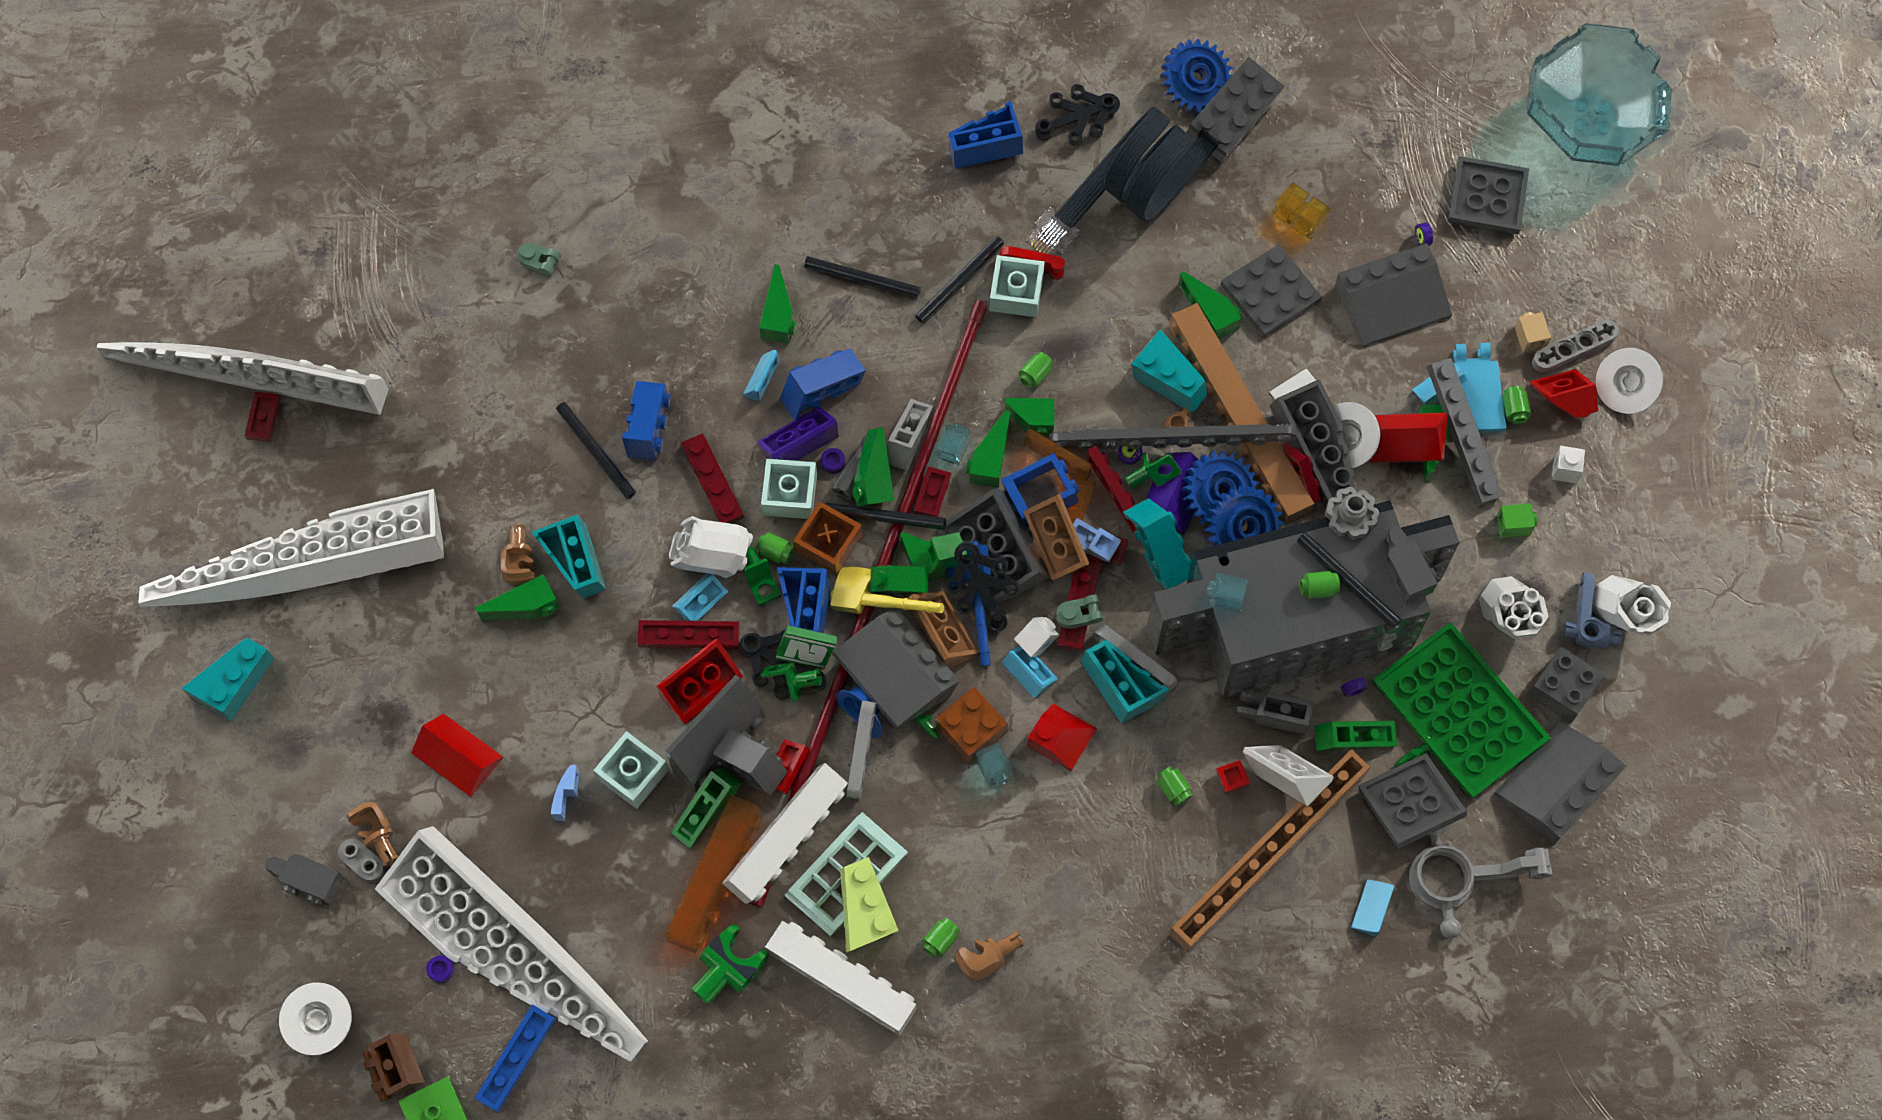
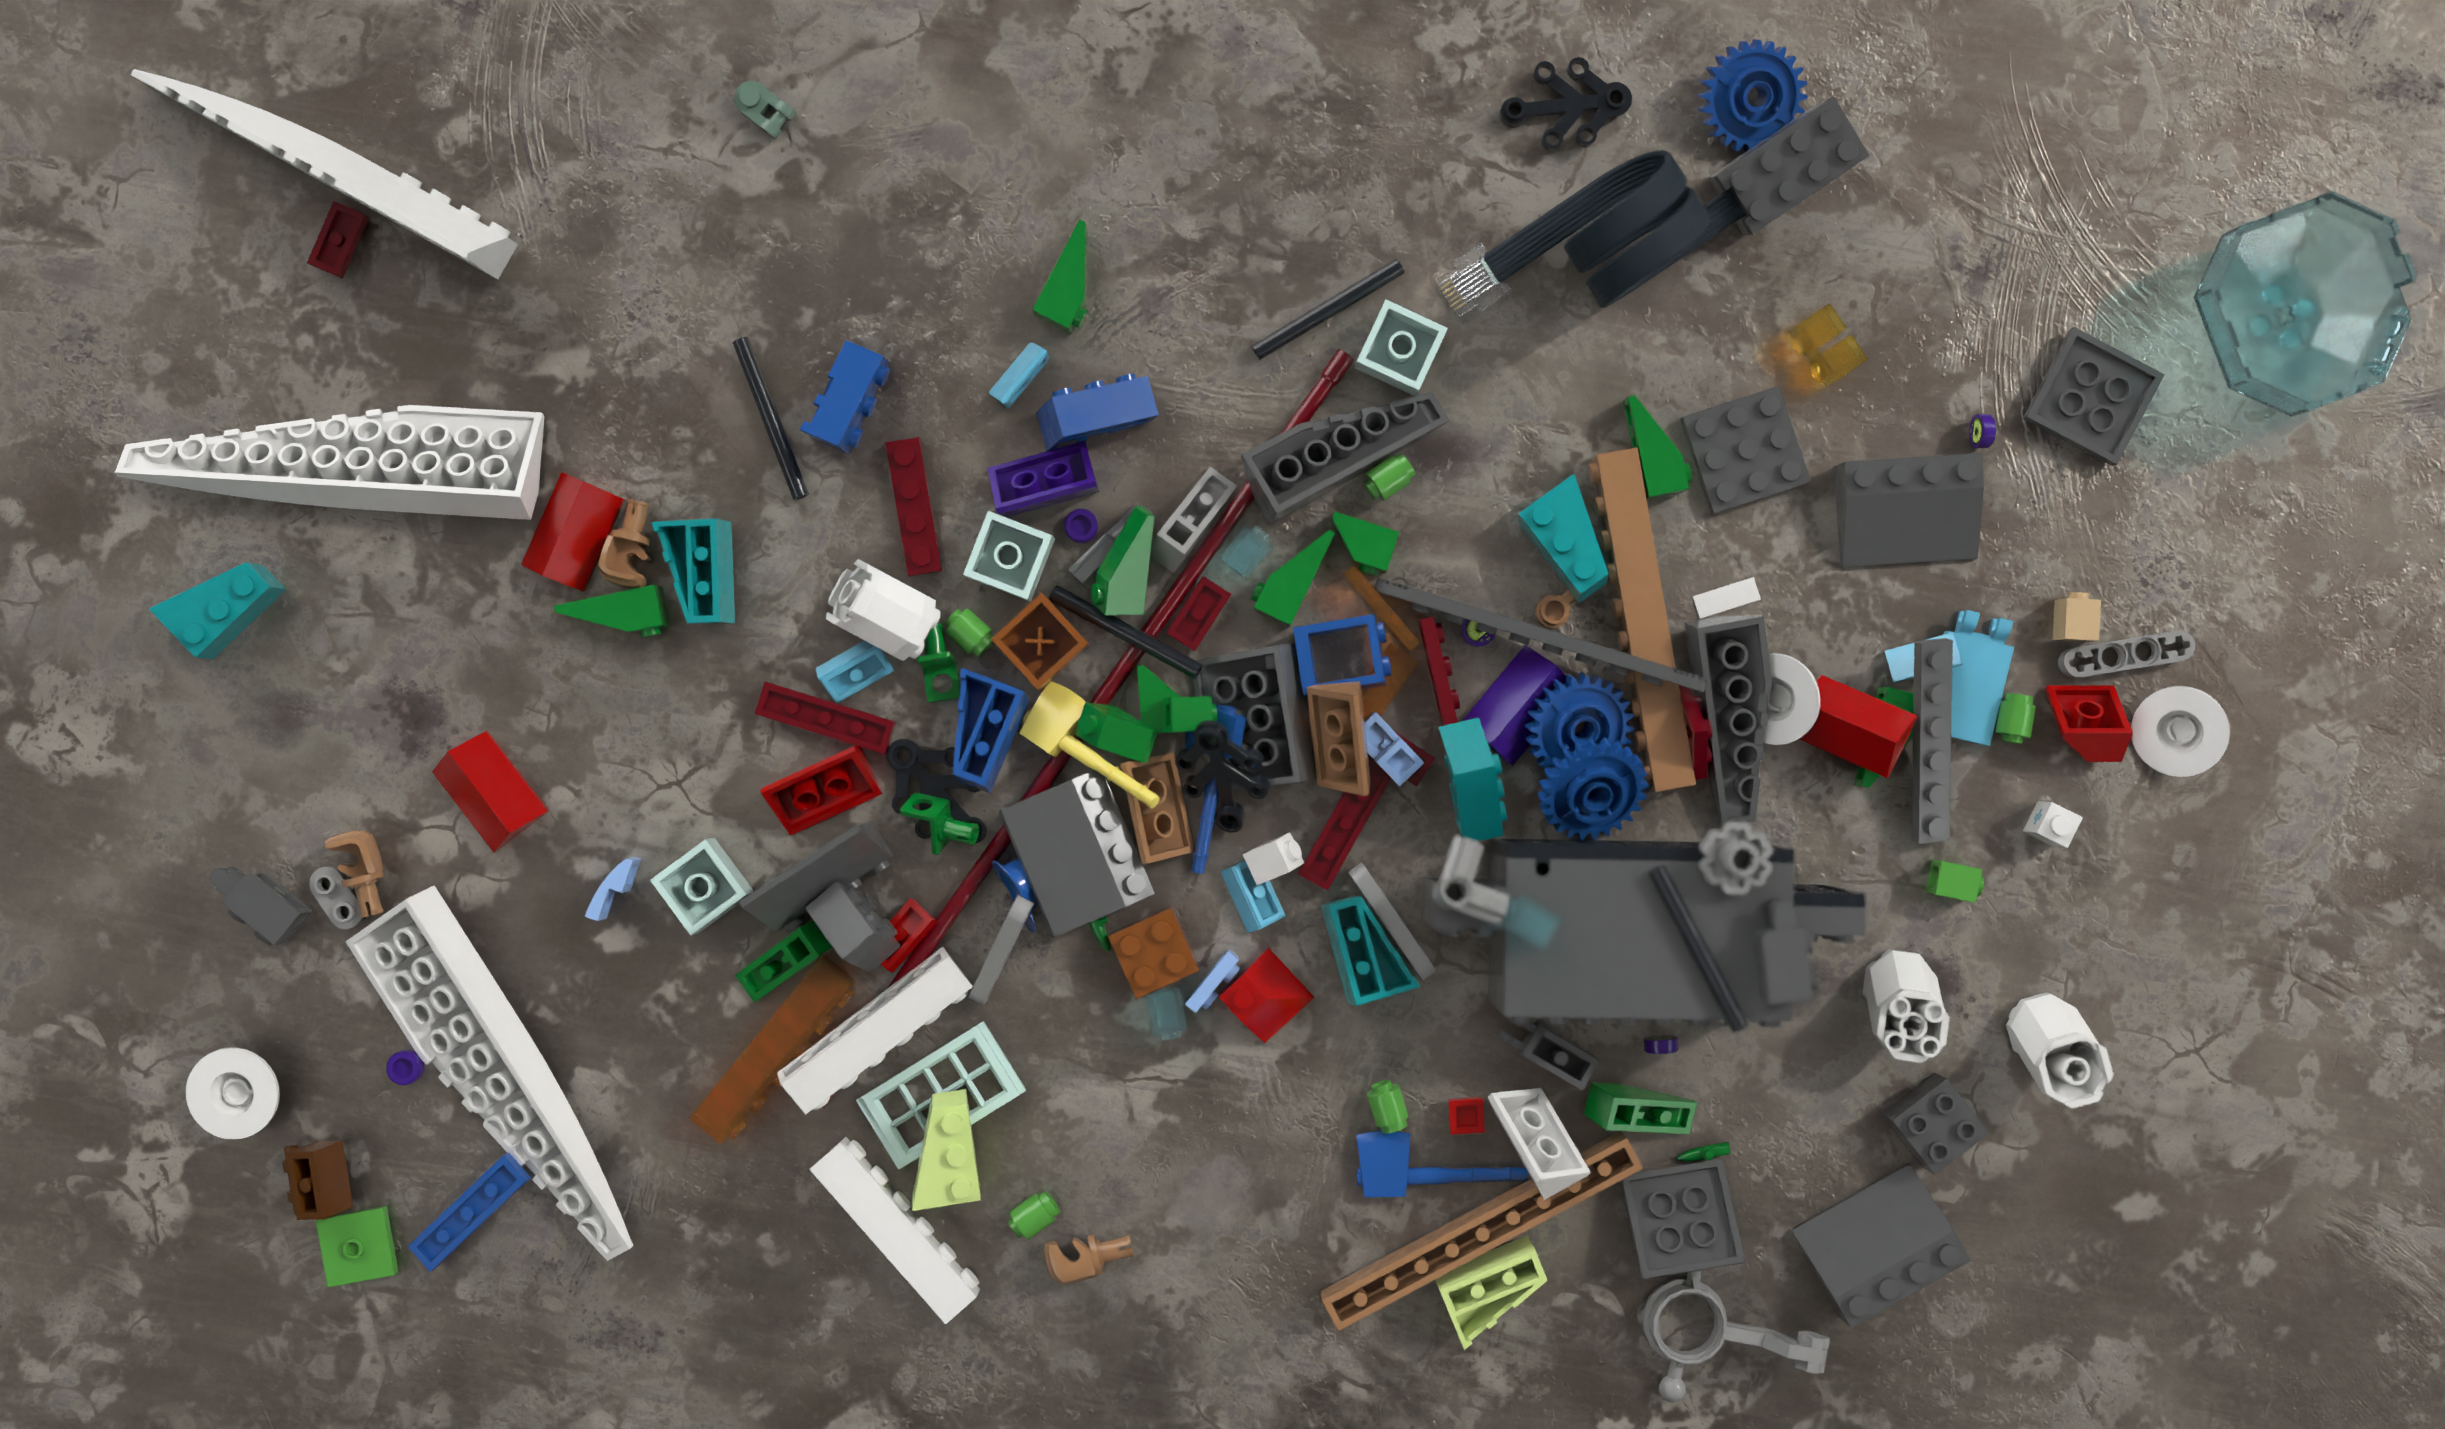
camera: 20 degrees right, 20 degrees up
(474, 561) = (572, 532): none -> red slope
(726, 967) = (756, 1174): green connector -> none
(806, 647) = (968, 792): tile -> none
(862, 277) = (1196, 266): black piece -> none
(986, 368) = (1332, 451): none -> dark grey wedge
(987, 139) = (1428, 108): blue wedge -> none
(1017, 744) = (1204, 993): none -> light blue plate
(1053, 264) = (1413, 300): red plate -> none
(1070, 615) = (1325, 843): sand green plate -> none
(1150, 470) = (1496, 671): green bracket -> none
(1180, 587) = (1473, 899): none -> light grey piece
(1187, 831) = (1386, 1170): none -> blue piece
(1288, 891) = (1490, 1286): none -> yellowish green wedge
(1319, 584) = (1657, 946): bright green brick -> none
(1372, 907) = (1585, 1333): medium azure slope -> none
(1461, 710) = (1788, 1117): green plate -> none
(1603, 633) = (2009, 1067): sand blue piece -> none

